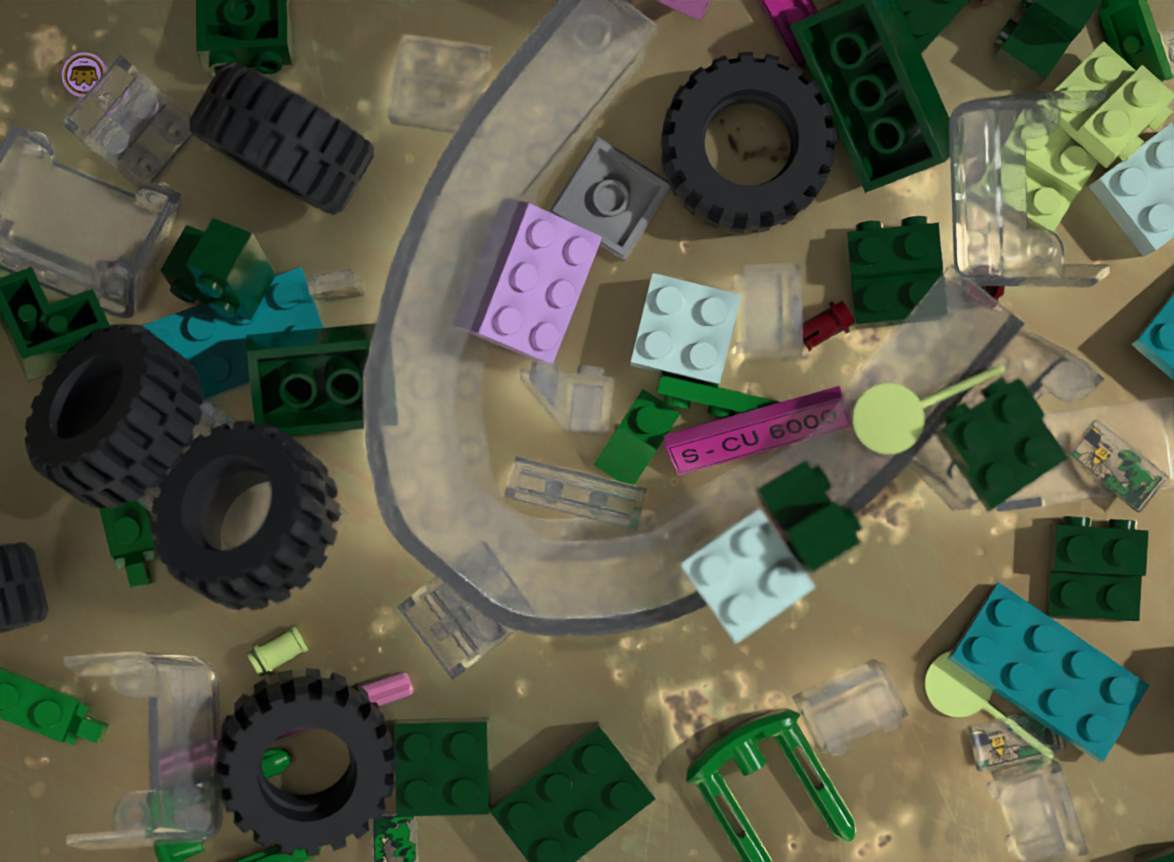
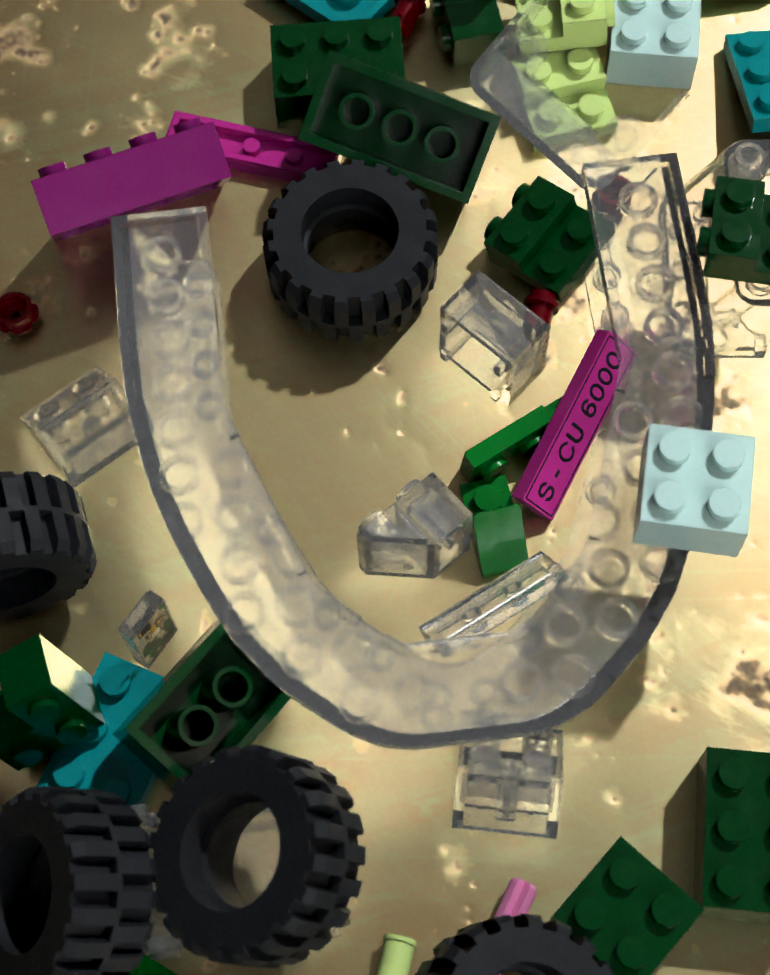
camera: 45 degrees left, 20 degrees down
(536, 283) = (304, 478): lavender brick -> none
(611, 197) = (292, 386): light grey tile -> none
(685, 330) = (442, 410): light aqua brick -> none
(807, 518) = (703, 399): dark green brick -> none
(892, 417) = (662, 292): yellowish green piece -> none

